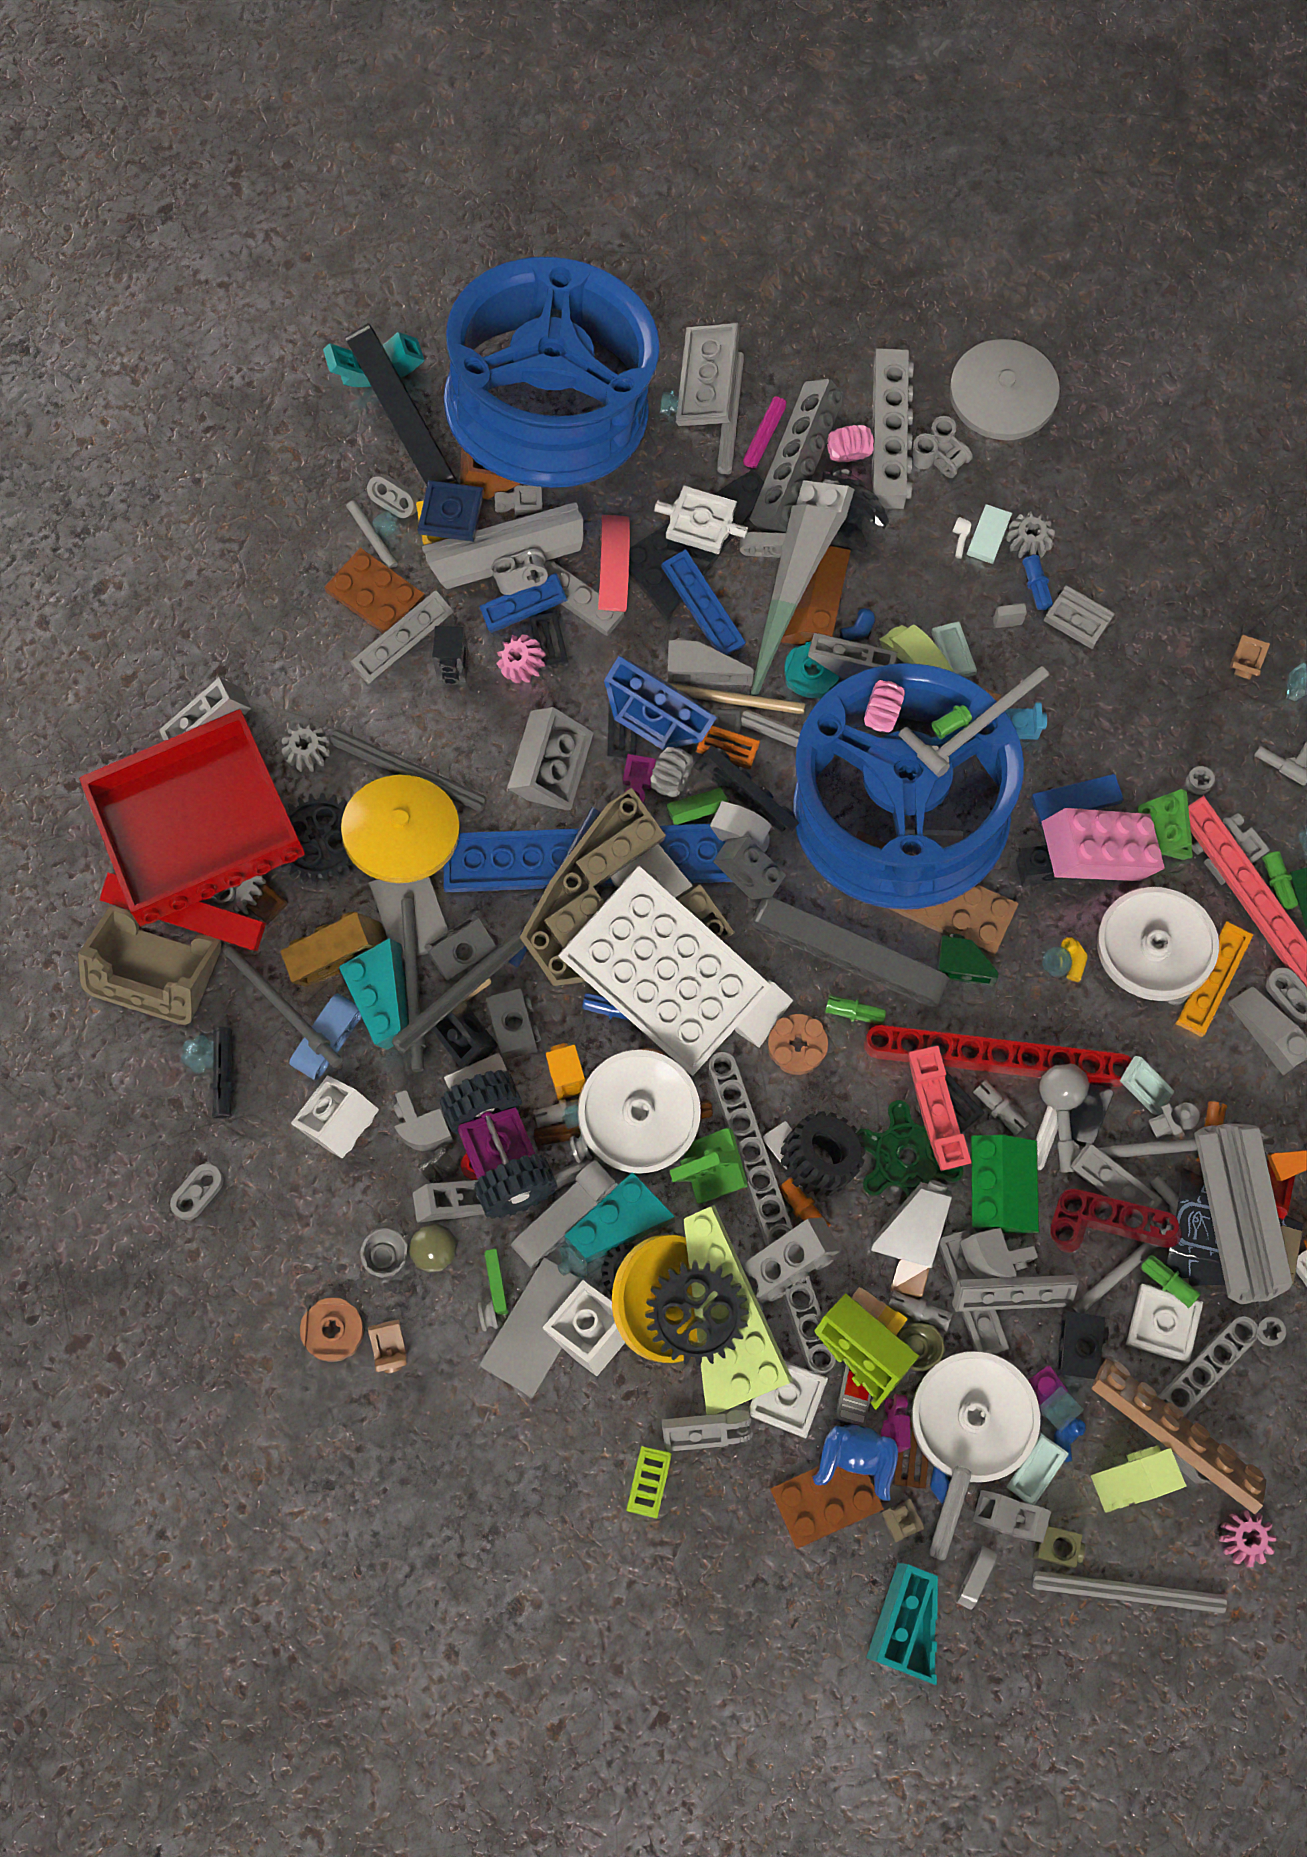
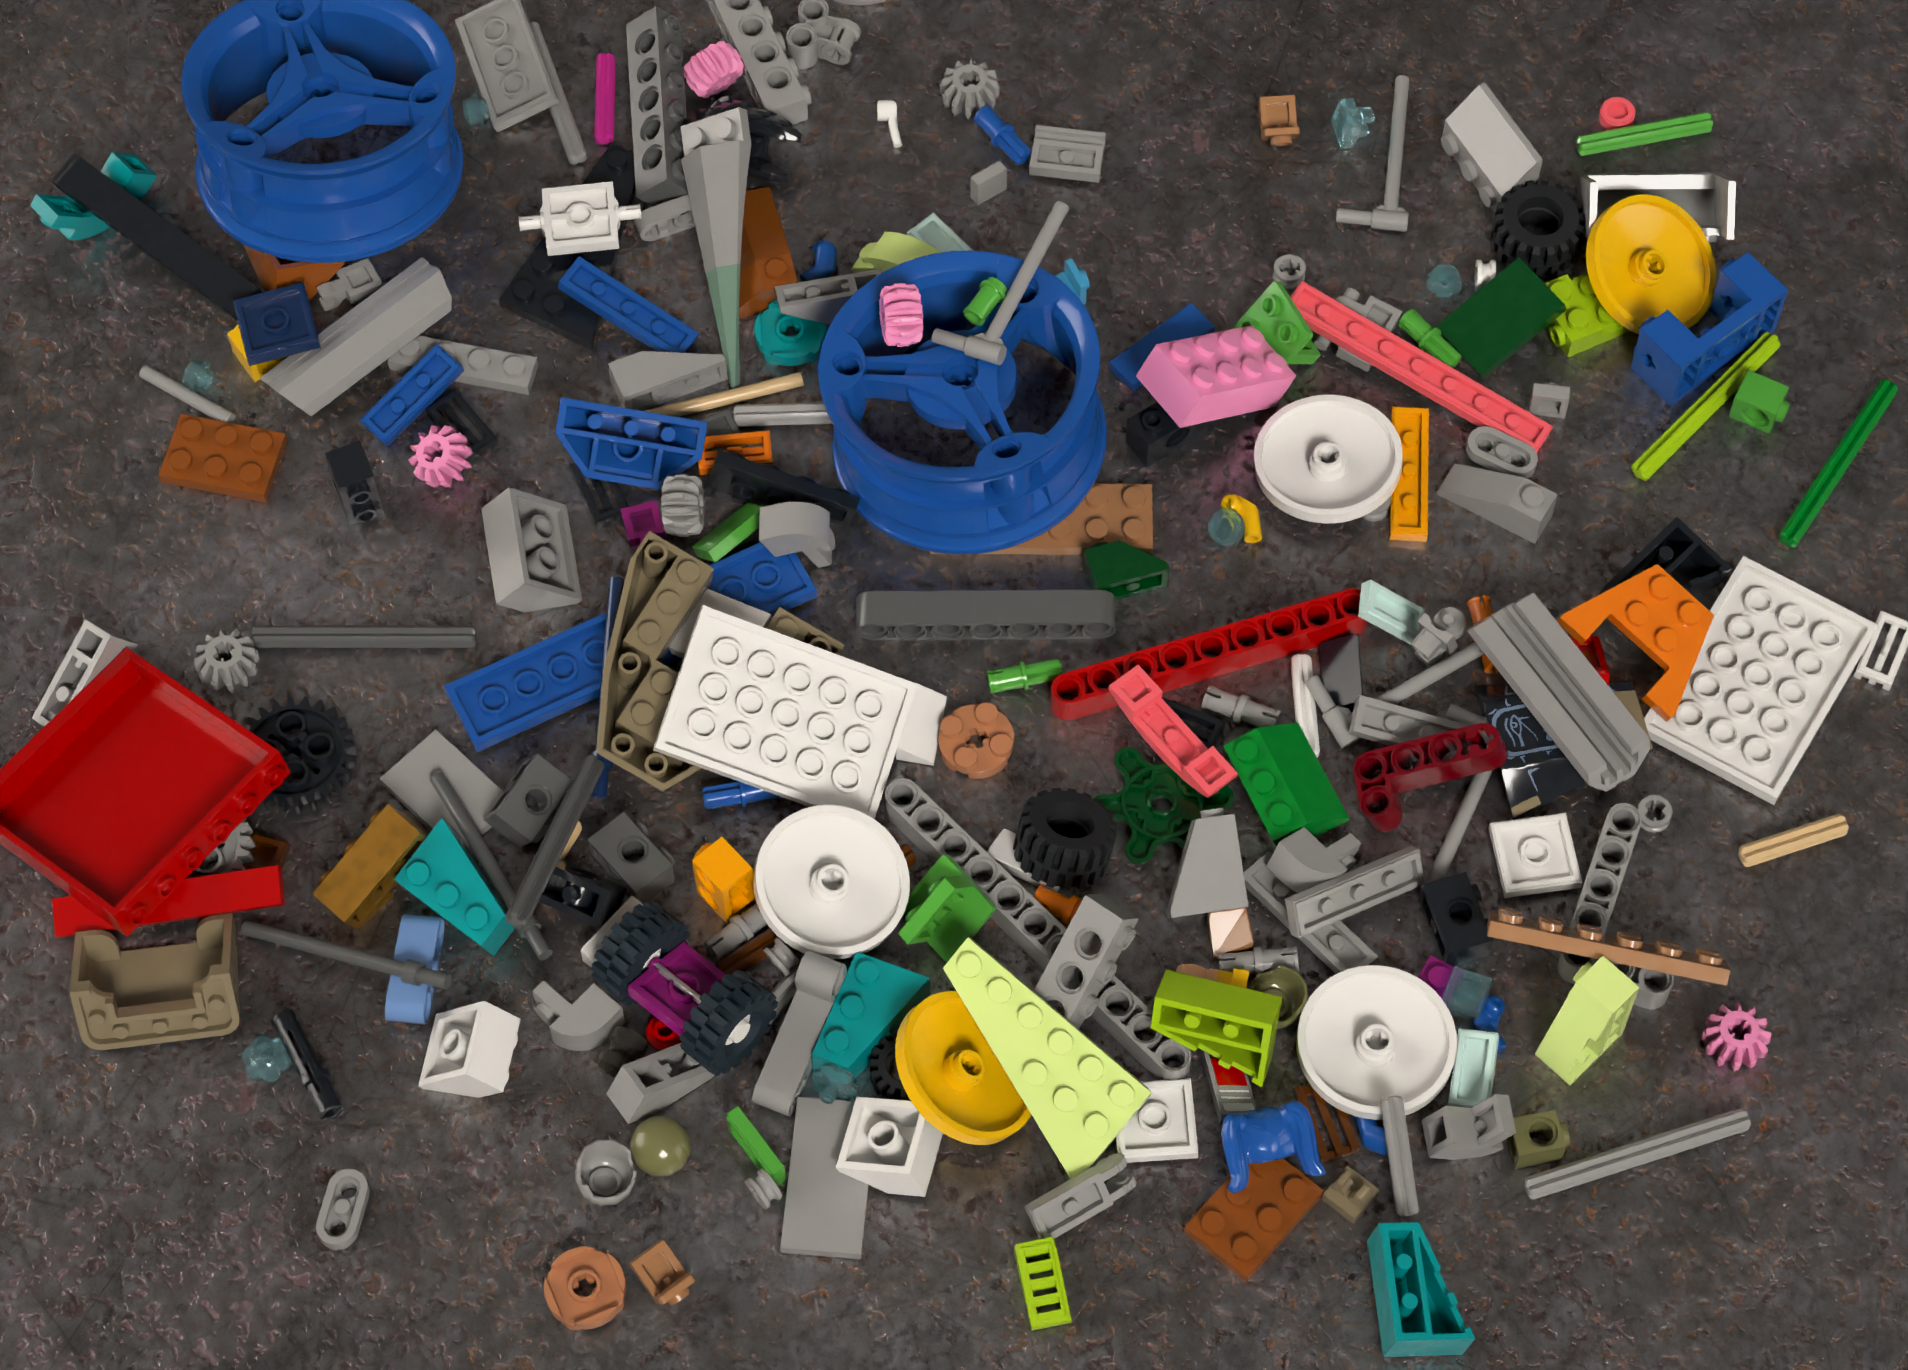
camera: 25 degrees left, 10 degrees down
(394, 498) = (194, 340): light grey plate -> none
(400, 828) = (390, 699): yellow dish -> none
(401, 637) = (282, 491): light grey plate -> none
(517, 572) = (390, 359): light grey piece -> none
(571, 1116) = (755, 925): clear light blue plate -> none
(614, 563) = (500, 307): coral slope -> none
(719, 1331) = (1042, 1070): black gear -> none
(749, 868) = (826, 569): dark grey brick -> none
(897, 1423) = (1292, 1085): magenta plate -> none
(976, 1577) = (1463, 1214): light grey beam -> none
(989, 534) = (920, 106): light aqua tile -> none
(1064, 1086) = (1300, 651): light grey hair -> none
(1170, 1281) = (1519, 804): bright green axle -> none

